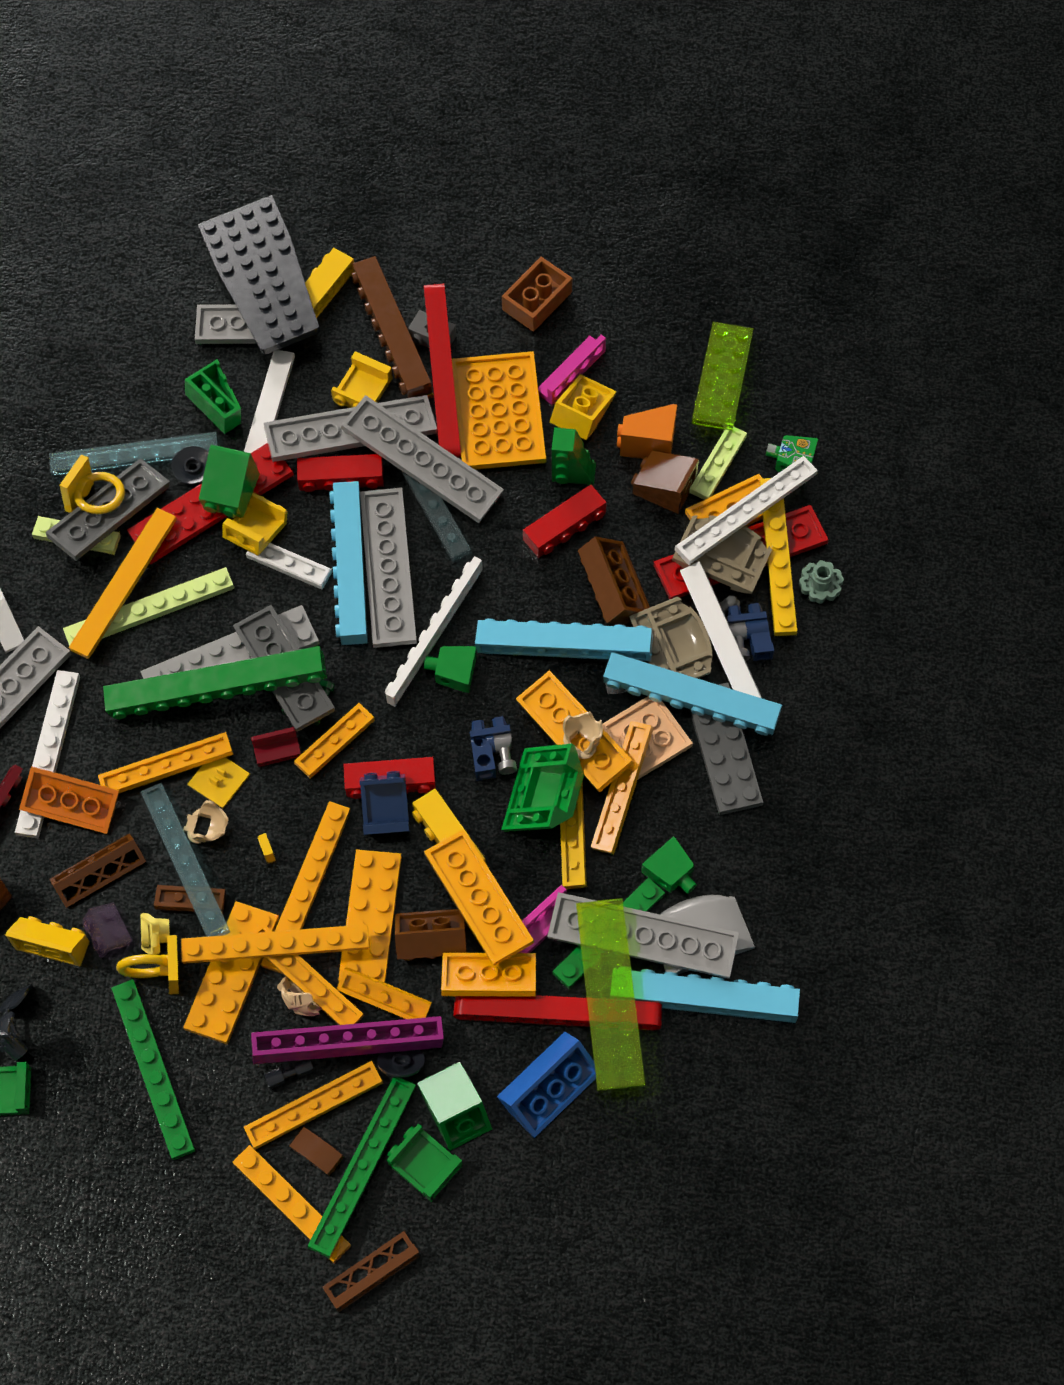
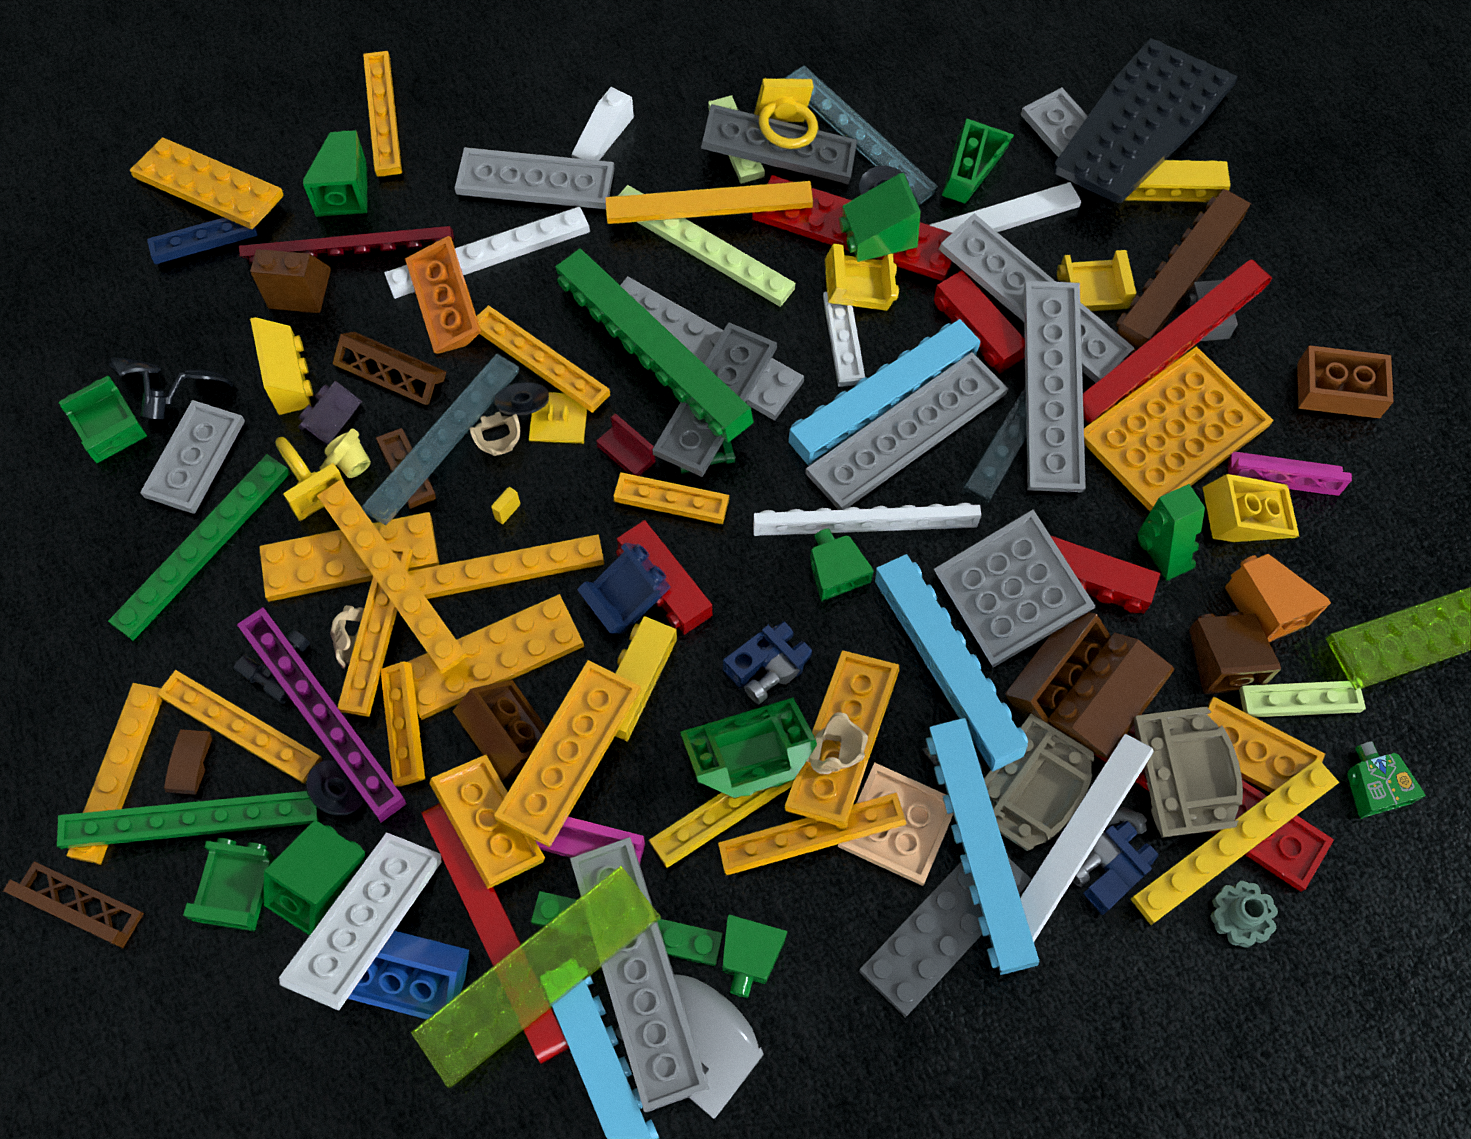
camera: 55 degrees right, 0 degrees up
(76, 1039) = (192, 457): none -> light grey plate
(191, 793) = (521, 398): none -> black dish
(508, 1079) = (360, 921): none -> white plate
(543, 573) = (1014, 588): none -> light grey plate
(648, 562) = (1111, 694): none -> reddish brown slope
(745, 510) = (1263, 764): white plate -> none

